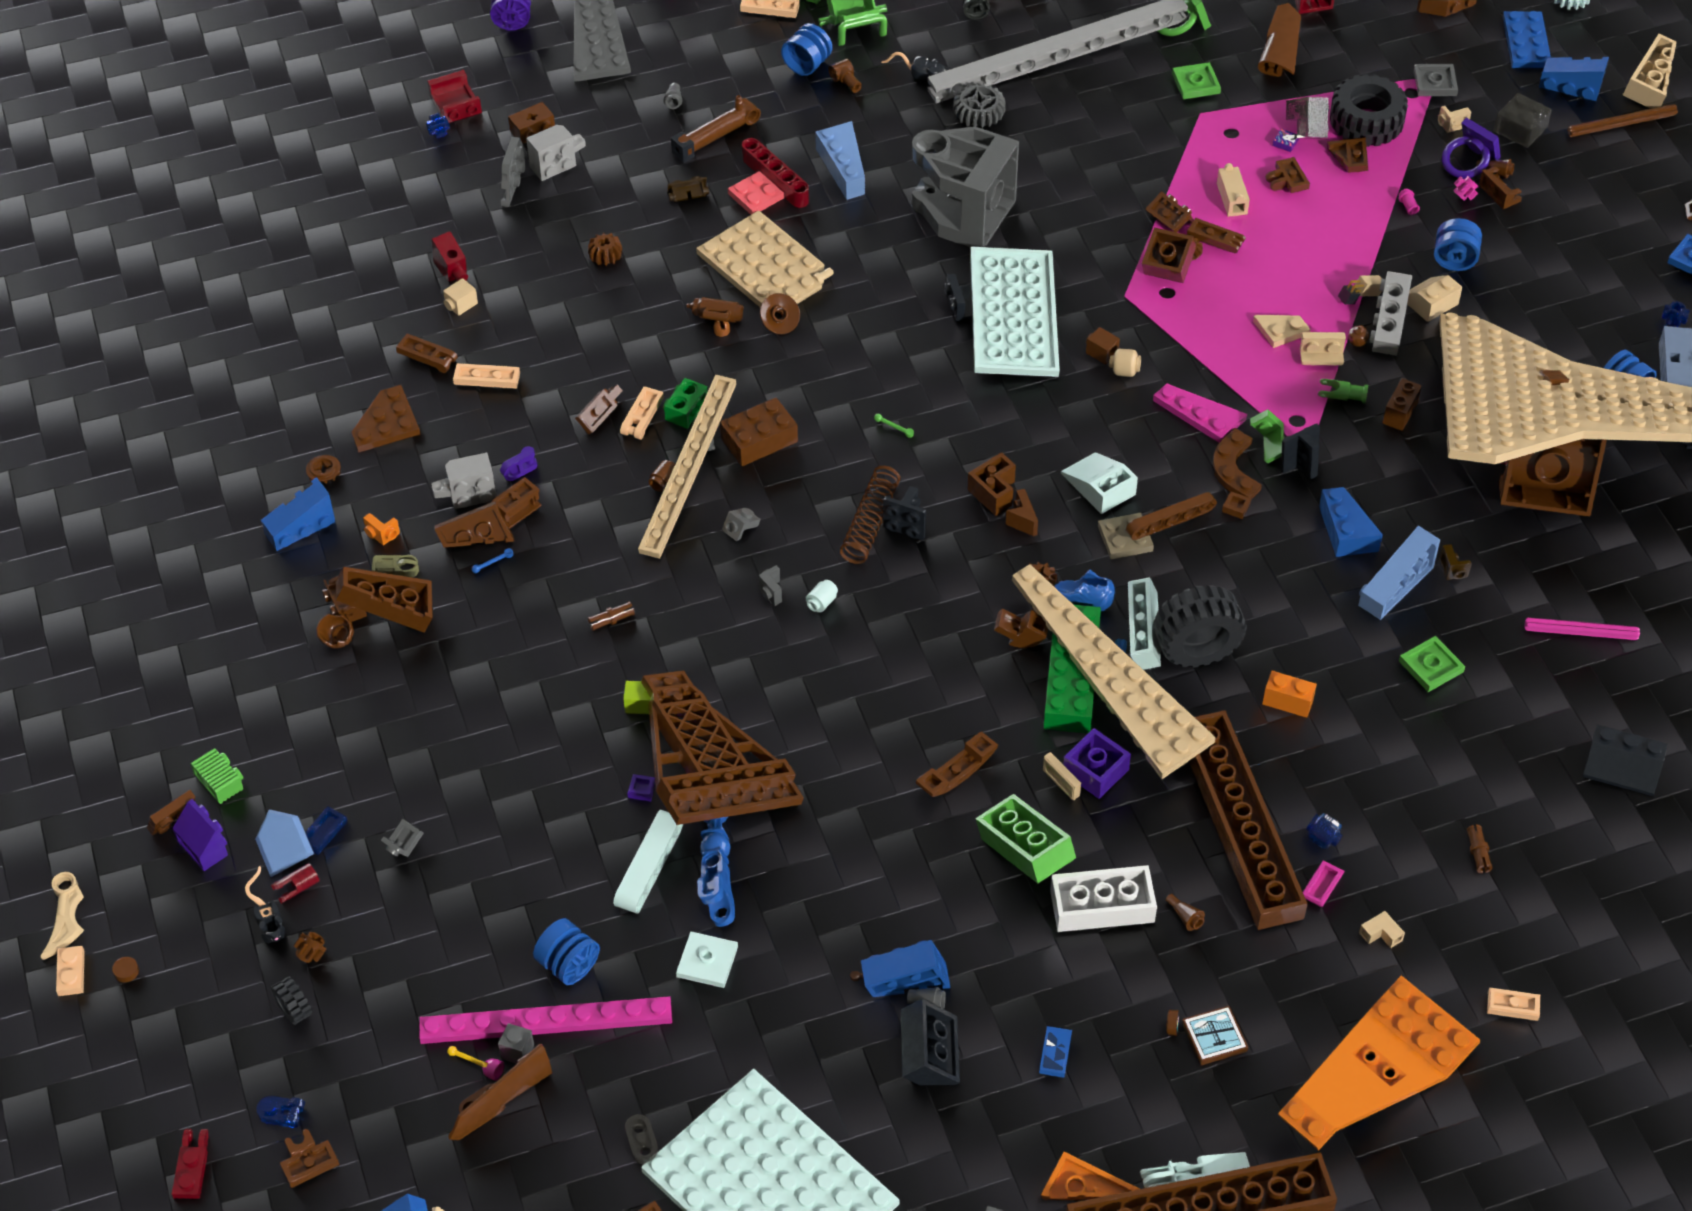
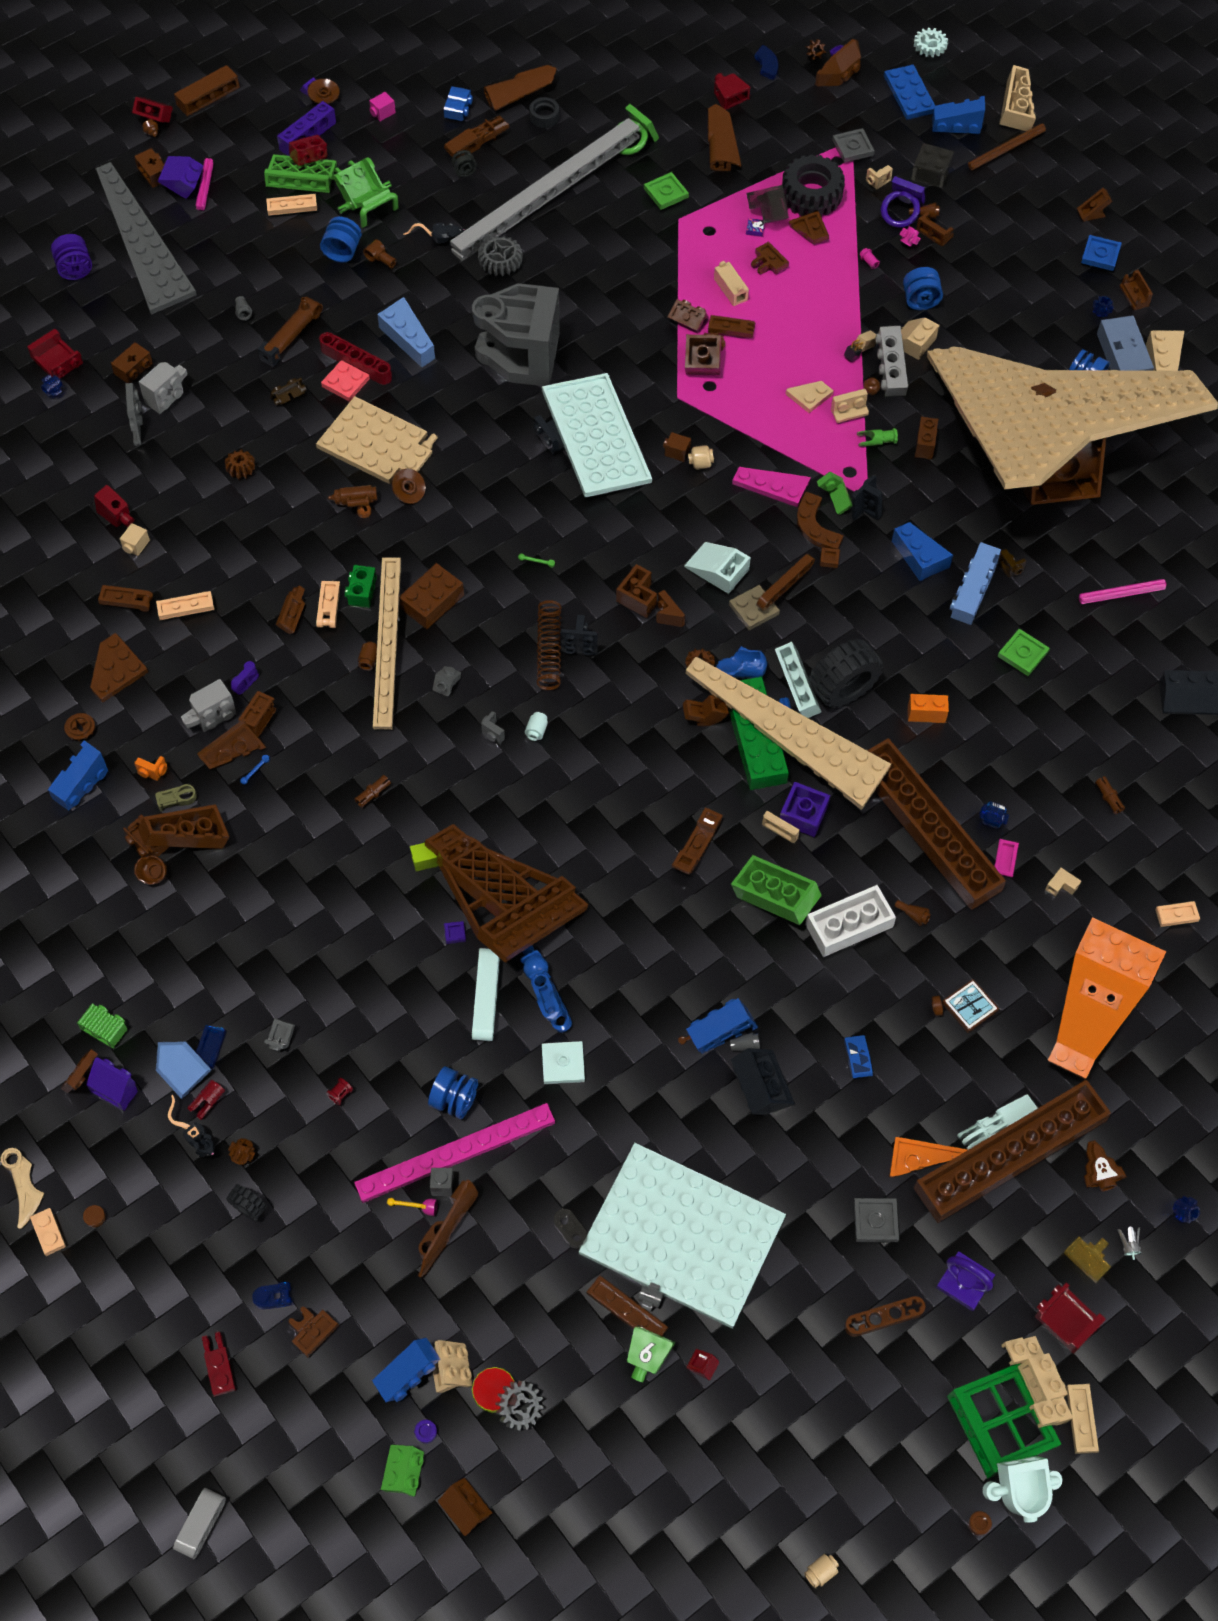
camera: 20 degrees left, 10 degrees up
(443, 916) = (339, 1091): none -> dark red bush

